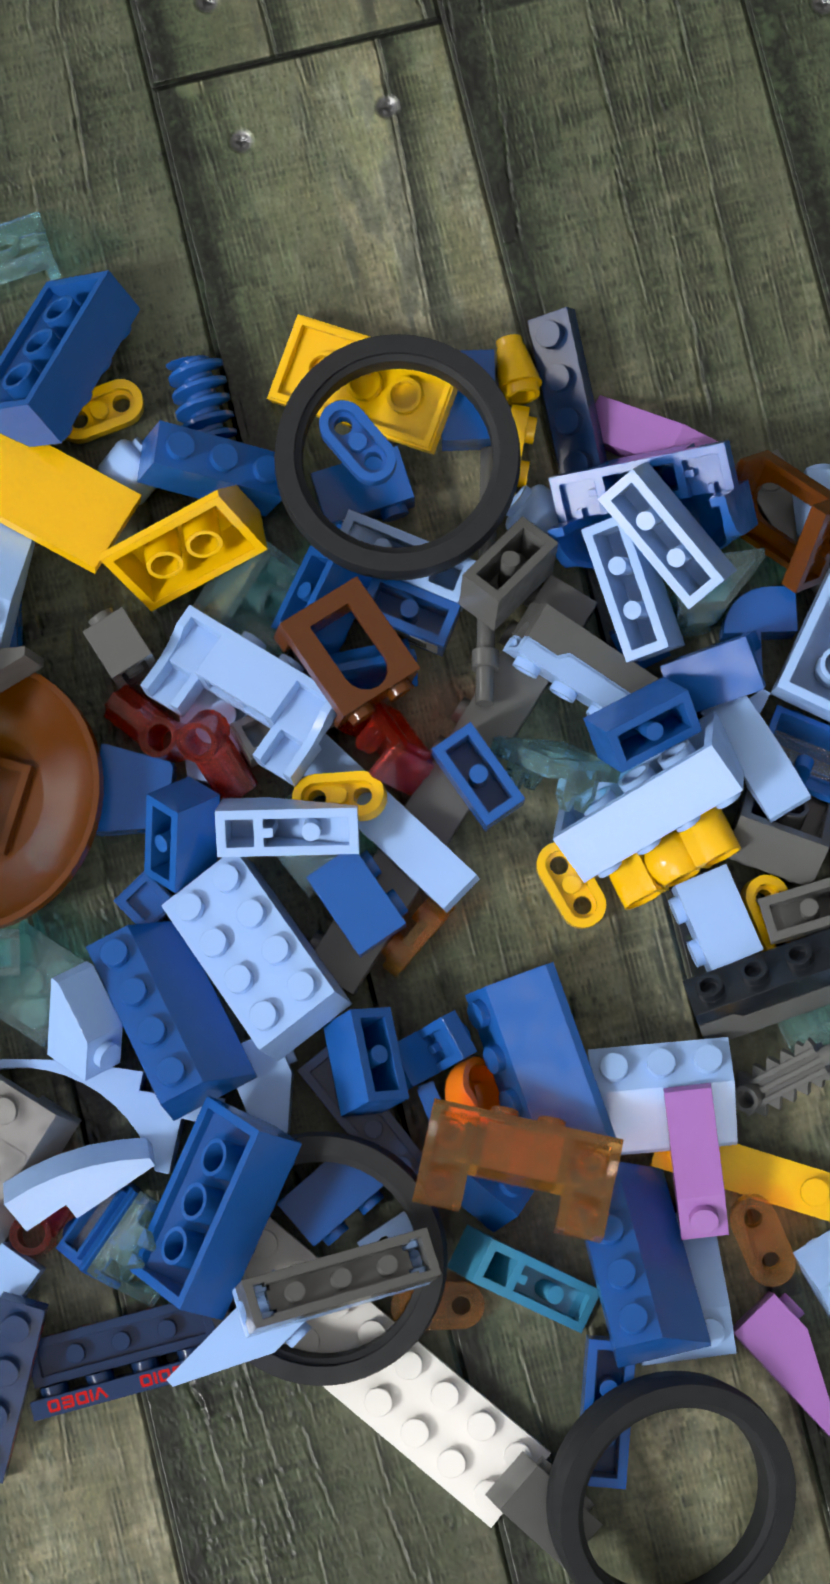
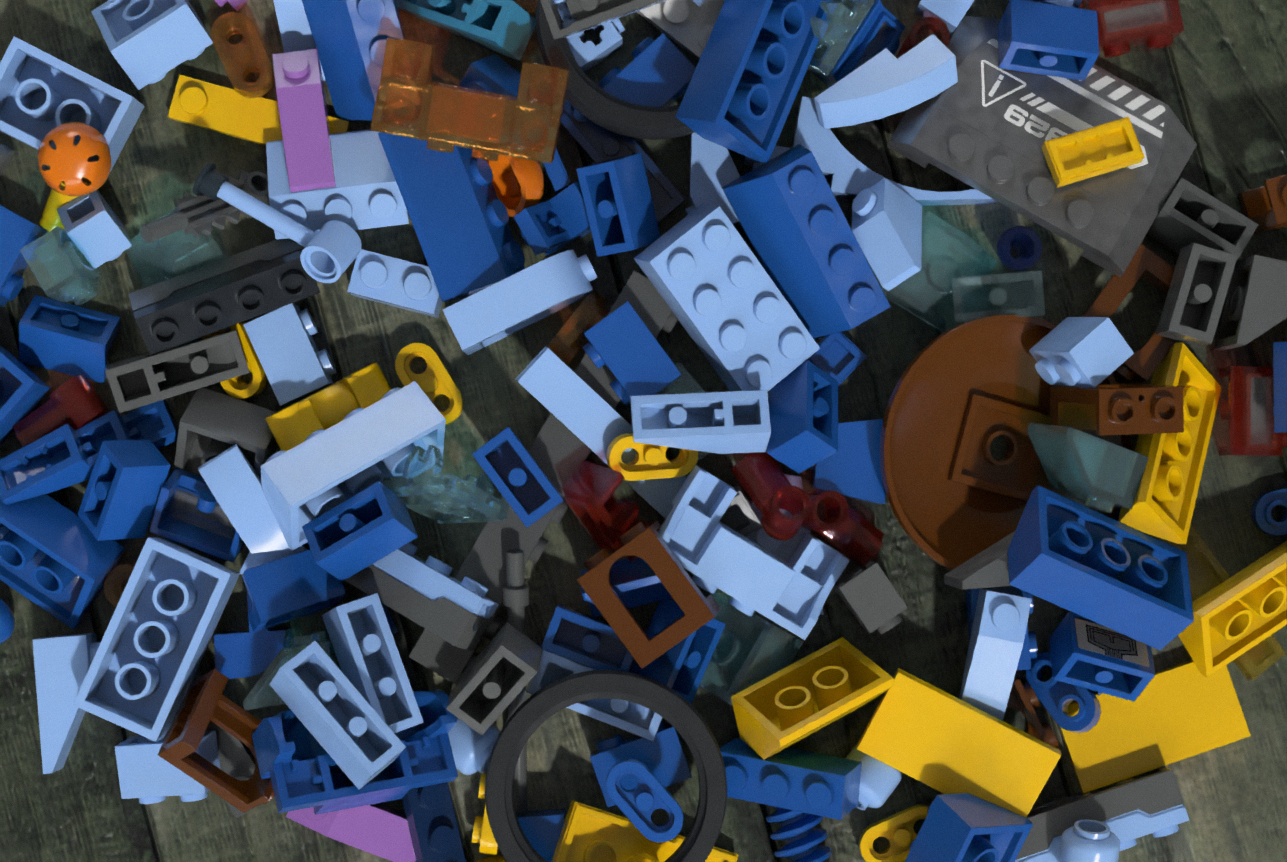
camera: 170 degrees right, 5 degrees up
(472, 965) = (520, 300): none -> light blue window
(604, 989) = (395, 283): none -> light blue brick
(673, 1019) = (326, 250): none -> light blue piece

